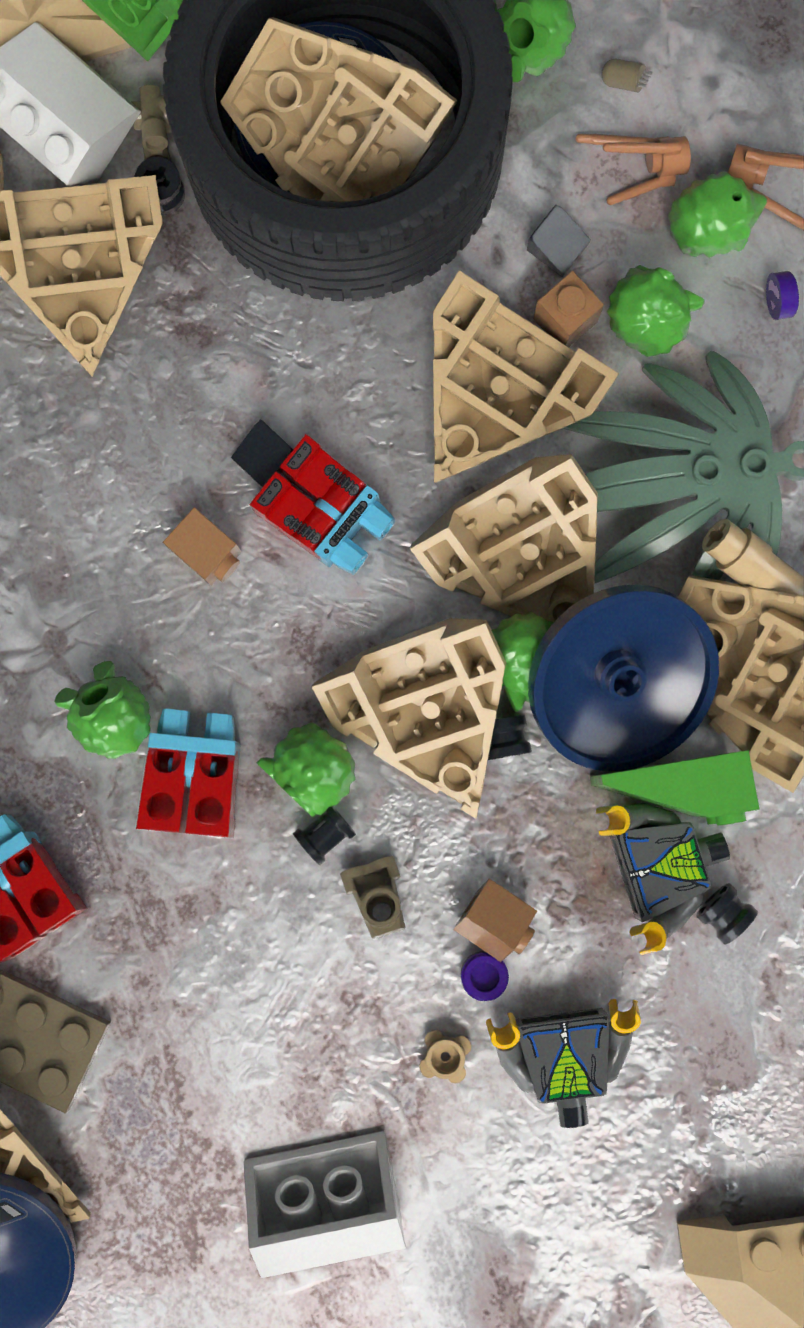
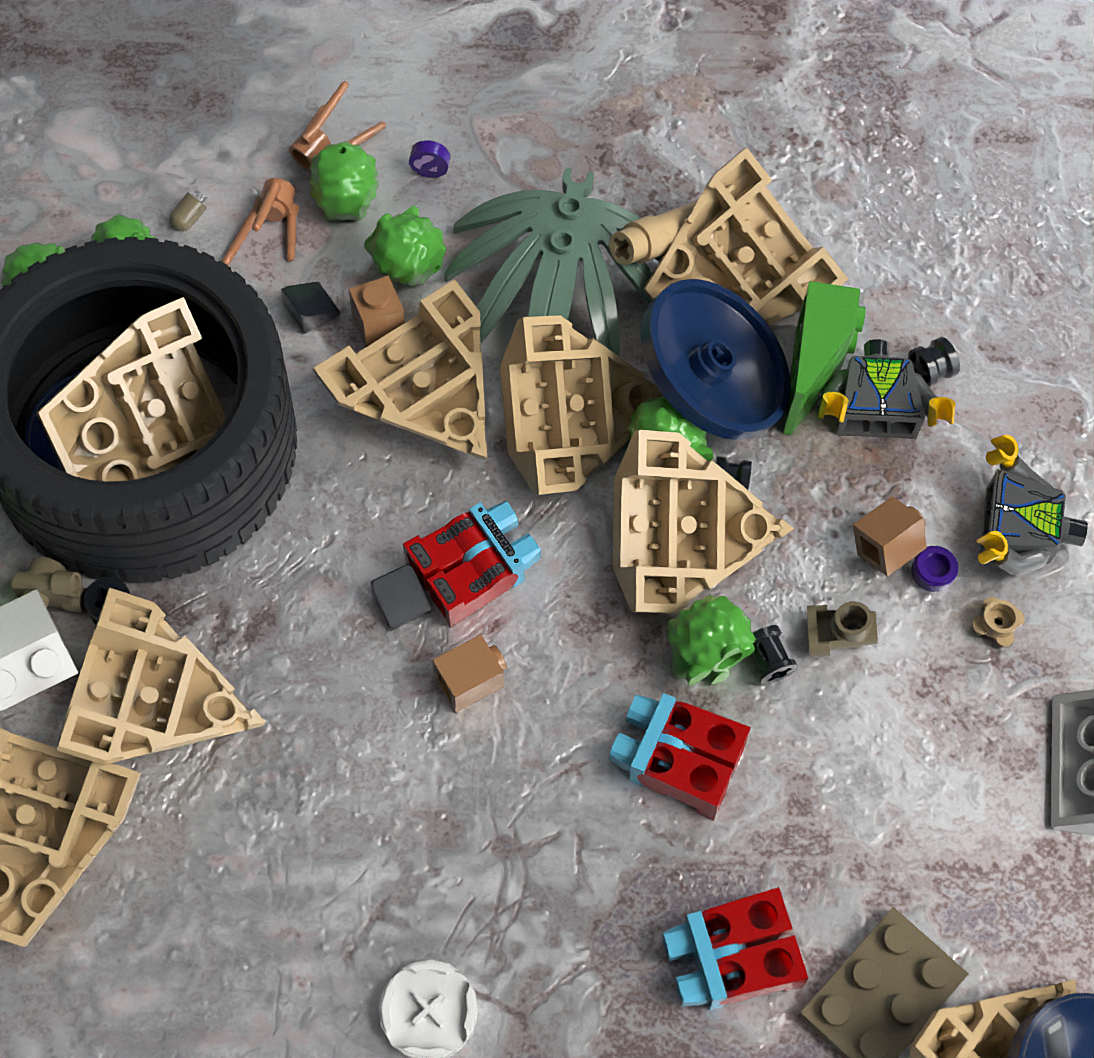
camera: 80 degrees left, 20 degrees down
(106, 713) = (598, 800): bright green animal -> none

